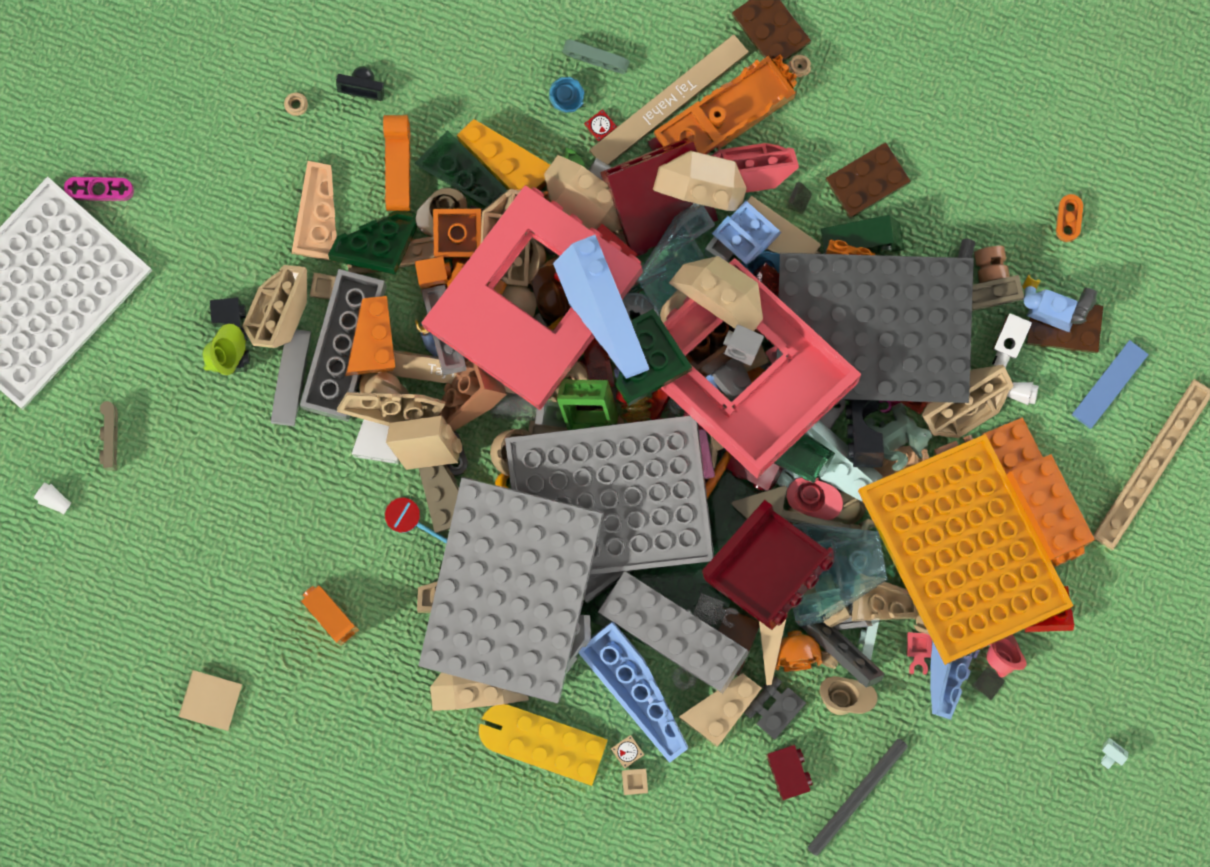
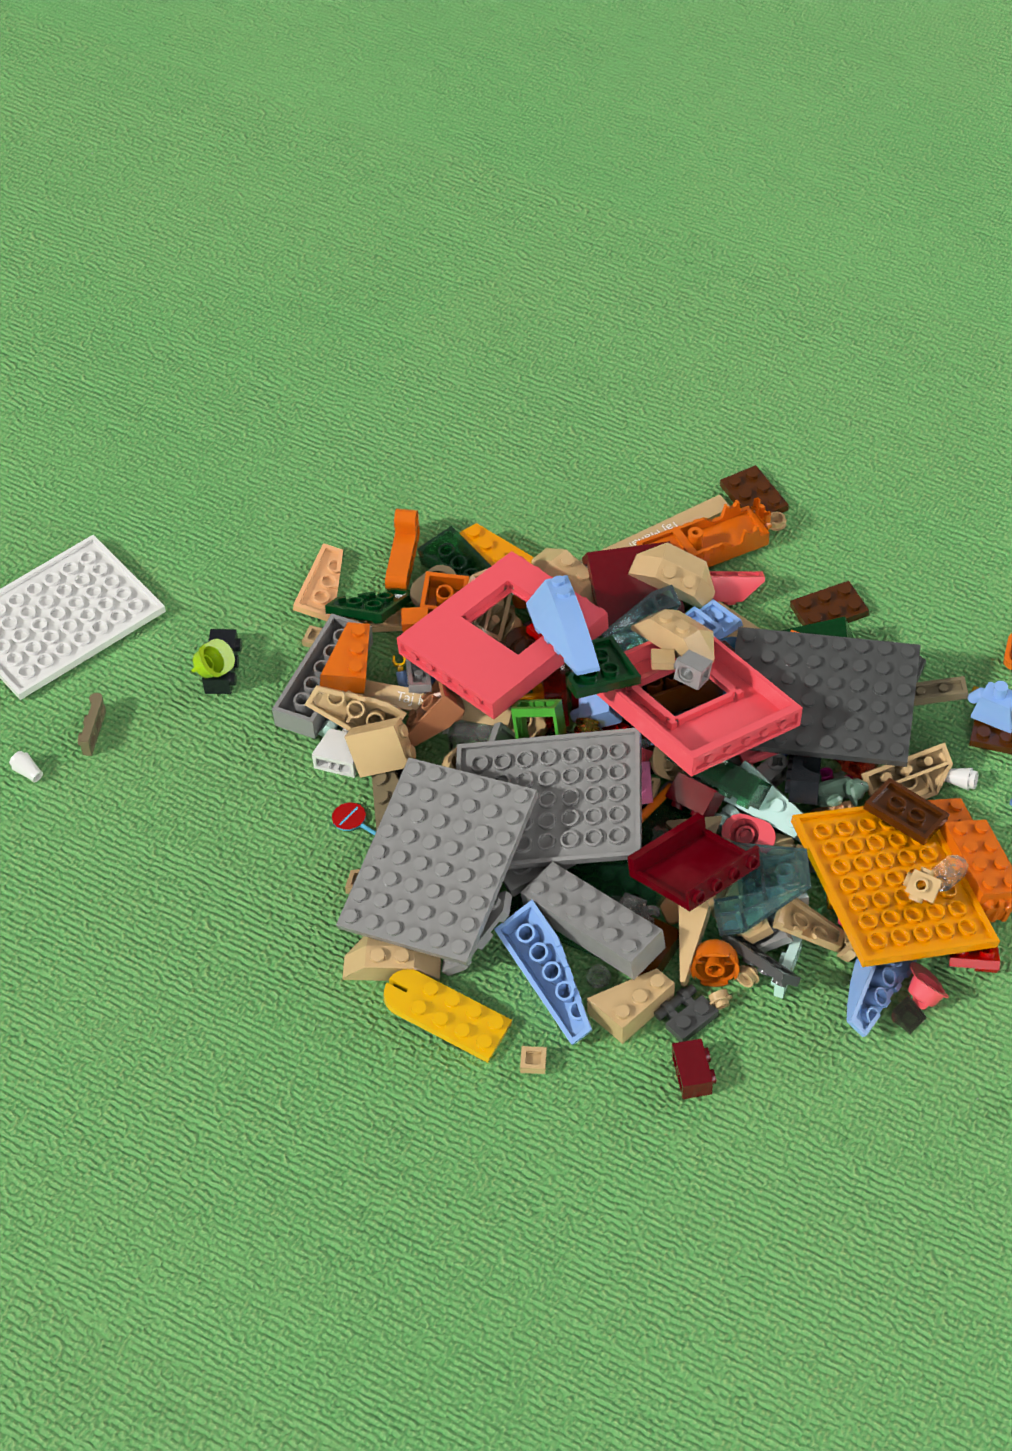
camera: 10 degrees right, 30 degrees down
(116, 183) = (121, 550): dark pink beam -> none
(210, 700) = (127, 943): tan slope -> none
(277, 308) = (273, 641): tan wedge -> none
(290, 379) = (260, 710): light grey slope -> none
(293, 97) = (322, 508): tan plate -> none
(329, 615) = (261, 883): orange slope -> none
(360, 84) = (381, 498): black tile -> none
(566, 94) = (562, 520): dark azure hair -> none
(595, 56) = (605, 501): sand green beam -> none
(600, 125) = (588, 545): tile -> none
(627, 751) = (530, 1034): tile -> none
(709, 329) = (662, 659): none -> tan tile
(799, 198) = (763, 612): clear smoke slope -> none
(806, 689) = (720, 999): none -> tan plate
(847, 696) = (758, 1006): tan piece -> none
(857, 797) = (761, 1102): dark grey axle -> none
(919, 647) = (839, 978): coral plate -> none
(972, 462) = (906, 811): none -> reddish brown plate
(996, 256) = (938, 668): nougat wheel -> none
(997, 564) = (932, 885): none -> tan brick
(1015, 330) = (955, 726): white torso -> none
(1018, 537) = (950, 871): none -> clear plate

